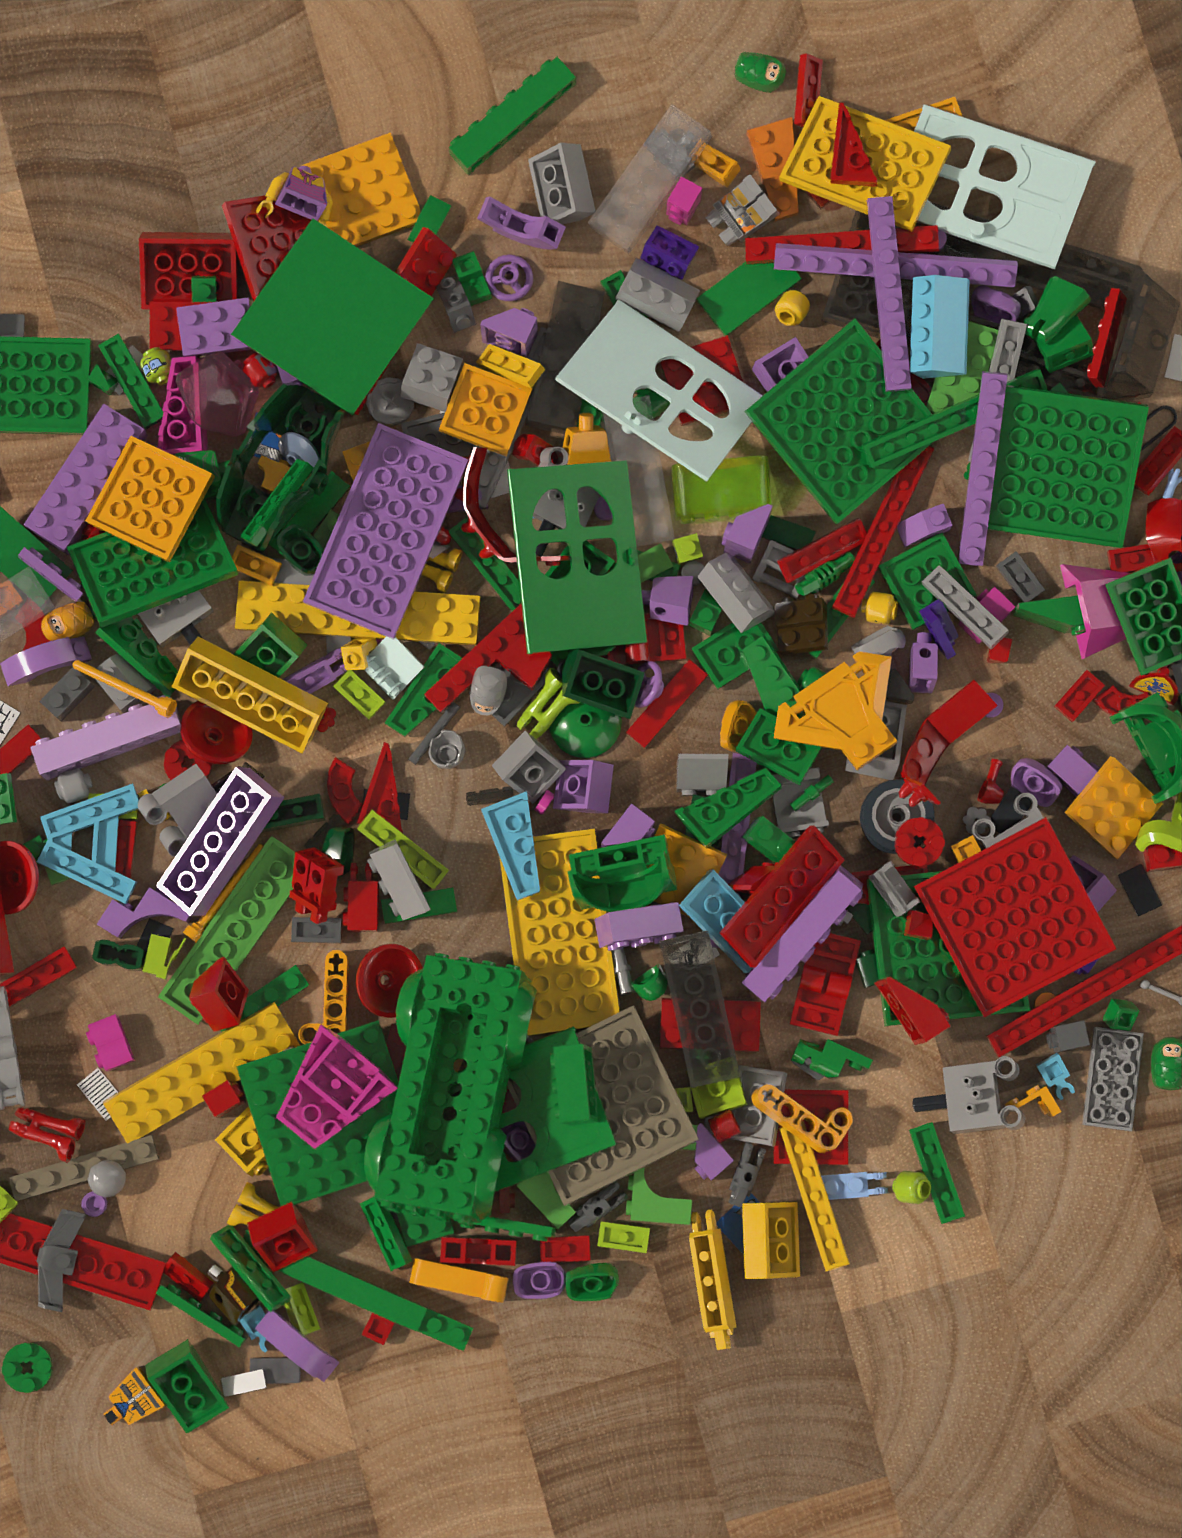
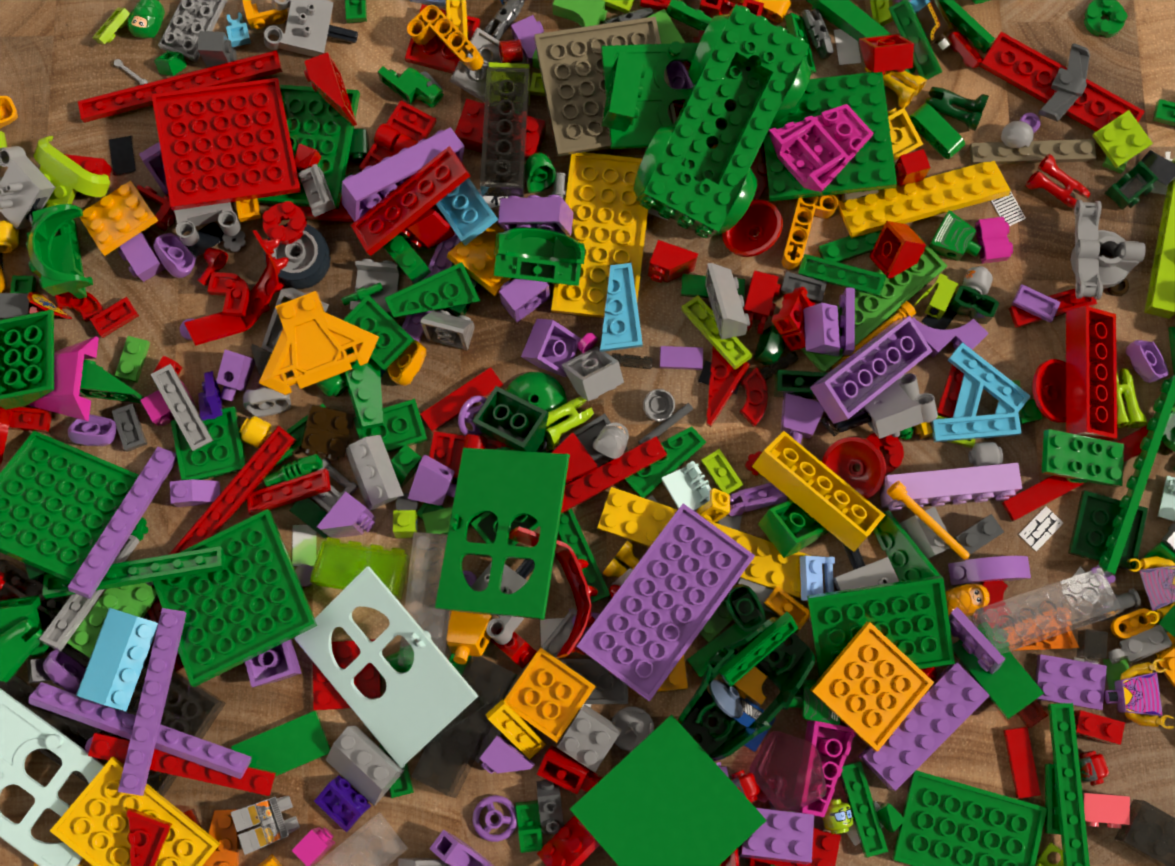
camera: 165 degrees left, 5 degrees down
(49, 975) = (1036, 303): none -> medium lavender tile
(119, 987) = (978, 279): none -> light grey head
(156, 1032) = (954, 238): none -> green torso
(164, 1187) = (944, 99): none -> dark green piece
(202, 1162) = (937, 131): none -> green beam
(235, 601) = (812, 576): none -> light blue plate
(259, 895) = (847, 321): none -> medium lavender plate
(275, 951) = (842, 275): none -> green plate
(284, 872) = (822, 329): none -> medium lavender slope
(288, 774) = (800, 416): none -> medium lavender torso
(330, 1247) = (847, 48): none -> white sticker
(368, 1253) = (818, 32): none -> dark grey hinge
(435, 814) = (681, 358): none -> medium lavender tile
(445, 336) = (567, 771): none -> red hinge
(474, 913) = (670, 262): none -> red slope
(779, 471) = (304, 573): none -> tile
(791, 502) = (303, 545): none -> sticker
(792, 308) = (247, 718): yellow head -> none
(953, 761) = (235, 290): none -> red plate
(1044, 655) = (132, 359): none -> bright green plate
(1048, 560) = (96, 432): none -> medium lavender piece
(1061, 825) = (165, 215): none -> red bracket

